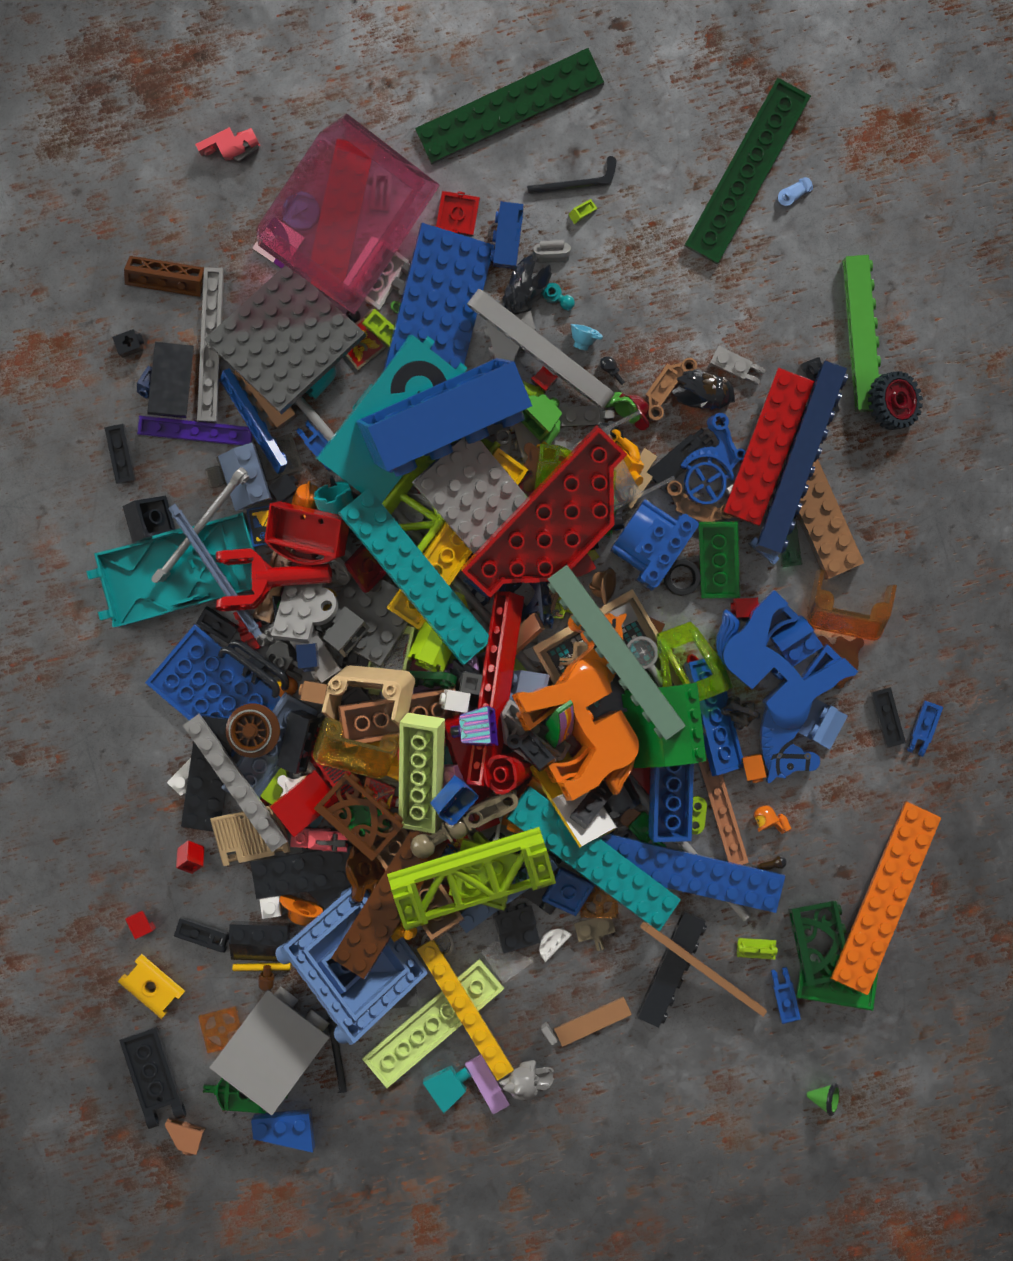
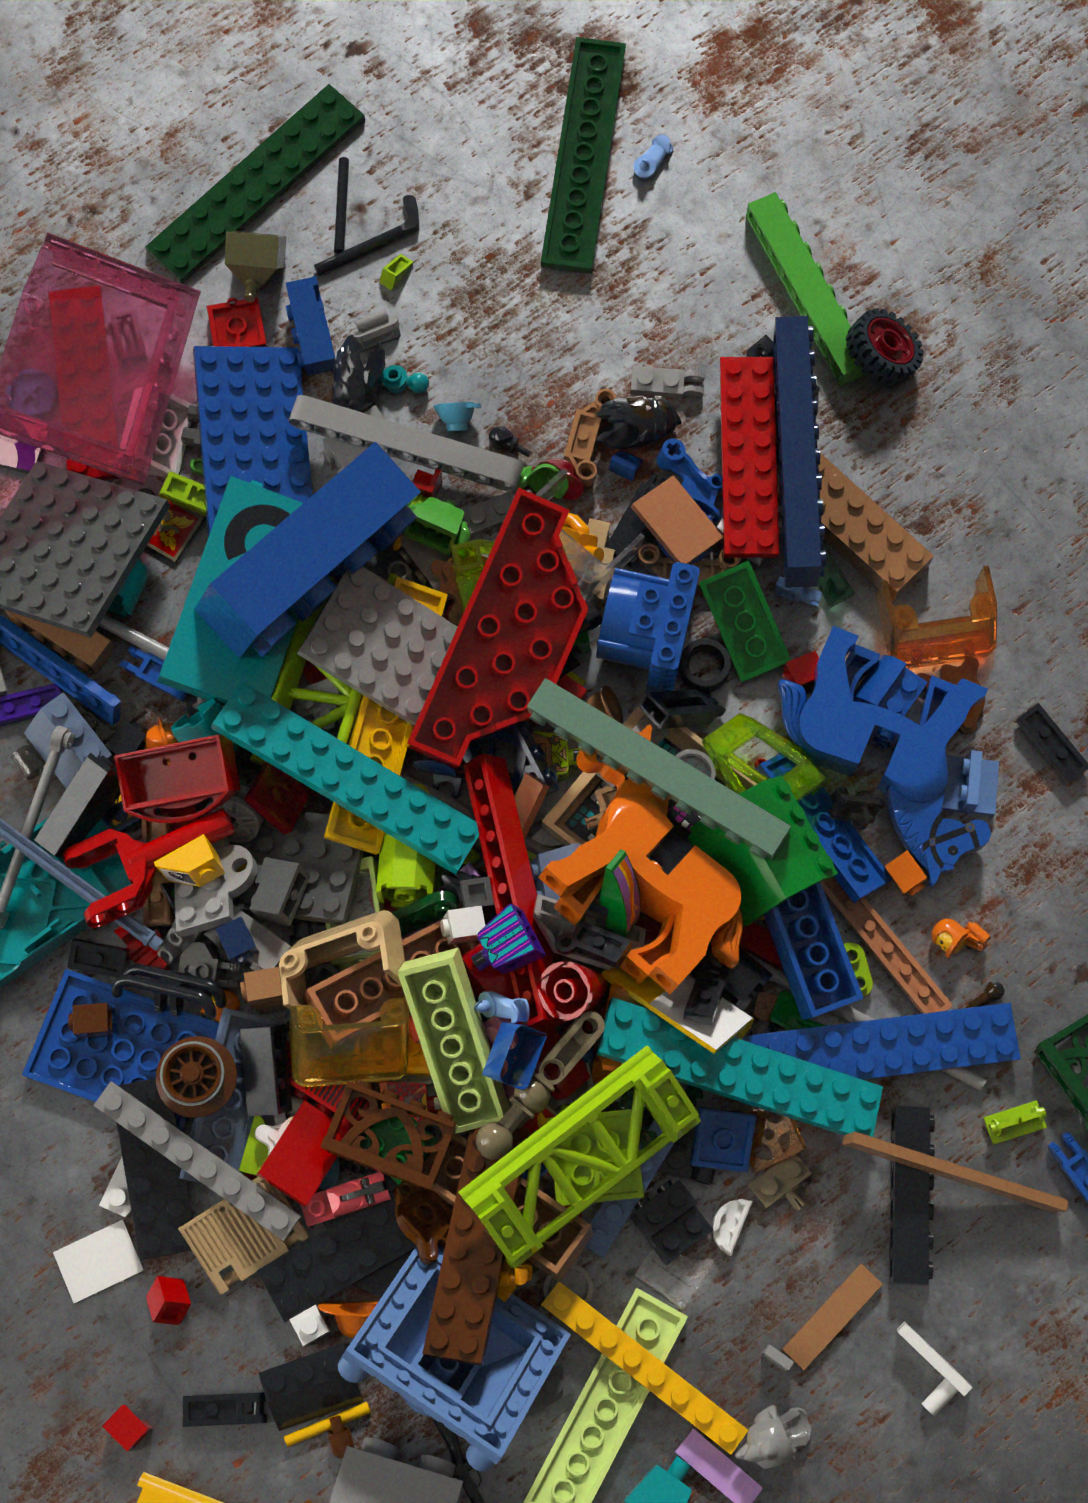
camera: 30 degrees left, 15 degrees down
(155, 815) = (98, 1261): none -> white window
(199, 666) = (91, 1020): none -> reddish brown brick
(237, 526) = (81, 805): none -> slope
(297, 594) = (192, 863): none -> yellow slope
(456, 763) = (496, 1005): none -> light blue piece
(487, 168) = (254, 259): none -> olive piece
(563, 145) = (341, 206): none -> black bar
(641, 608) = (681, 708): none -> black hinge
(650, 1088) = (953, 1380): none -> white piece
(685, 415) = (625, 464): none -> blue slope
(701, 474) = (677, 521): none -> nougat tile

